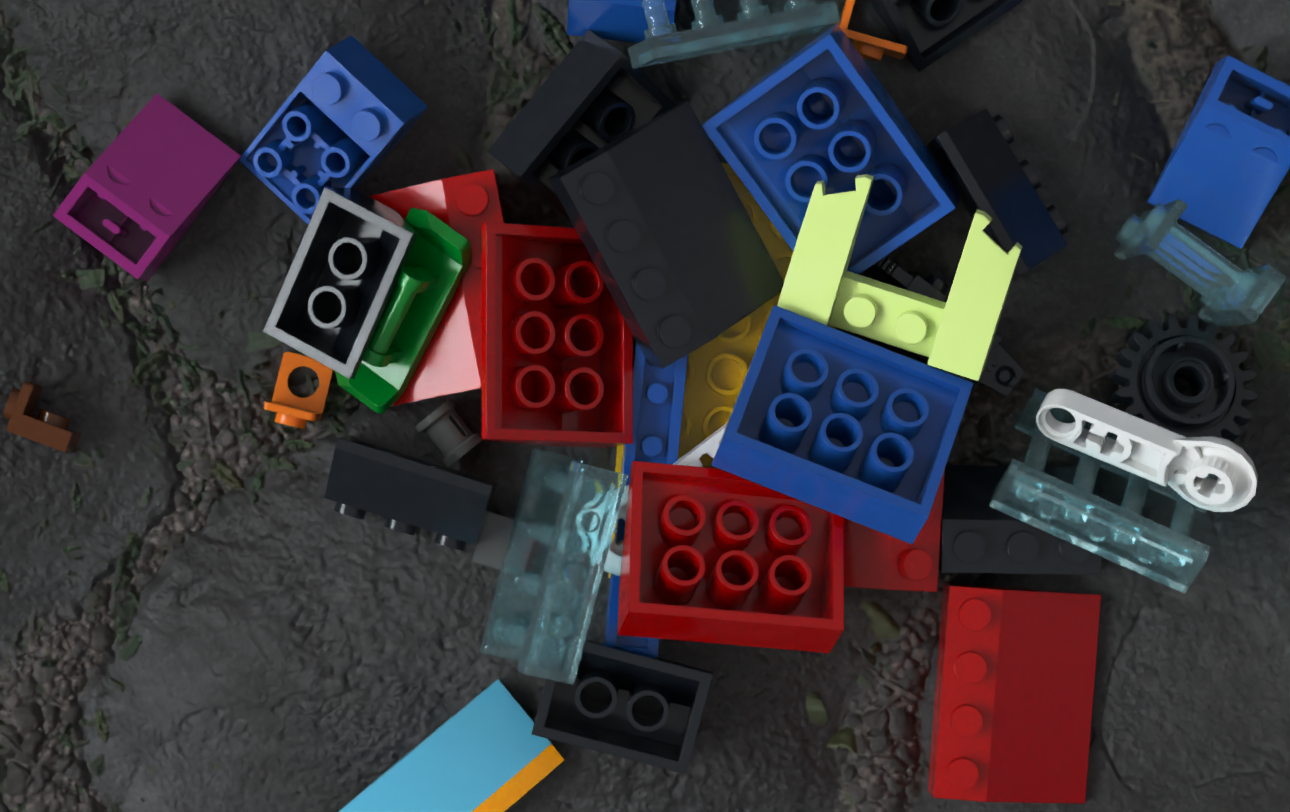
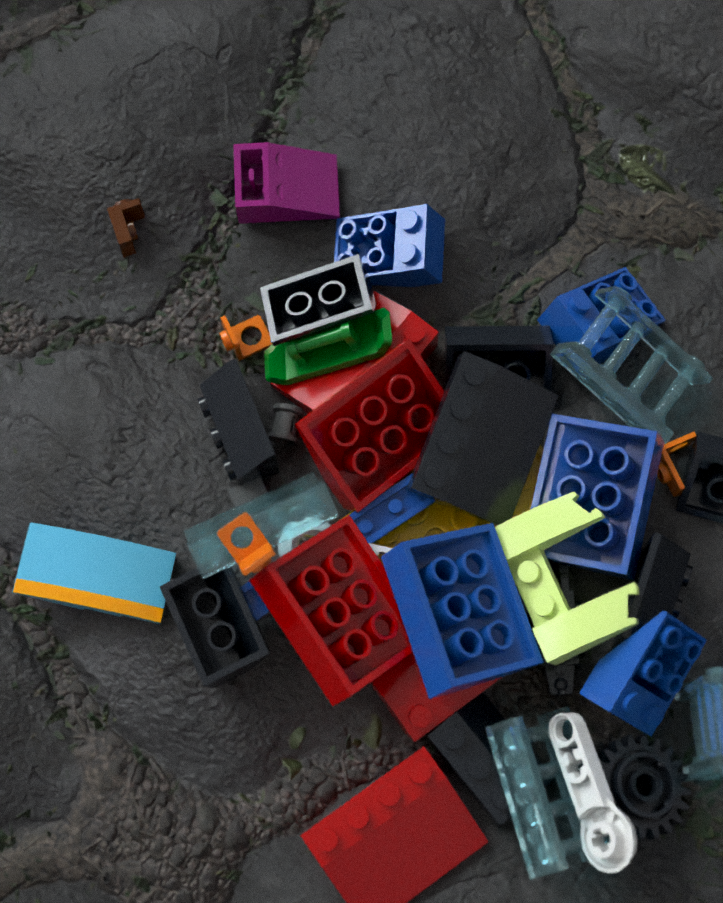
camera: 50 degrees right, 15 degrees down
(598, 611) = (256, 554): none -> orange bracket
(1075, 282) = (645, 672): none -> blue slope

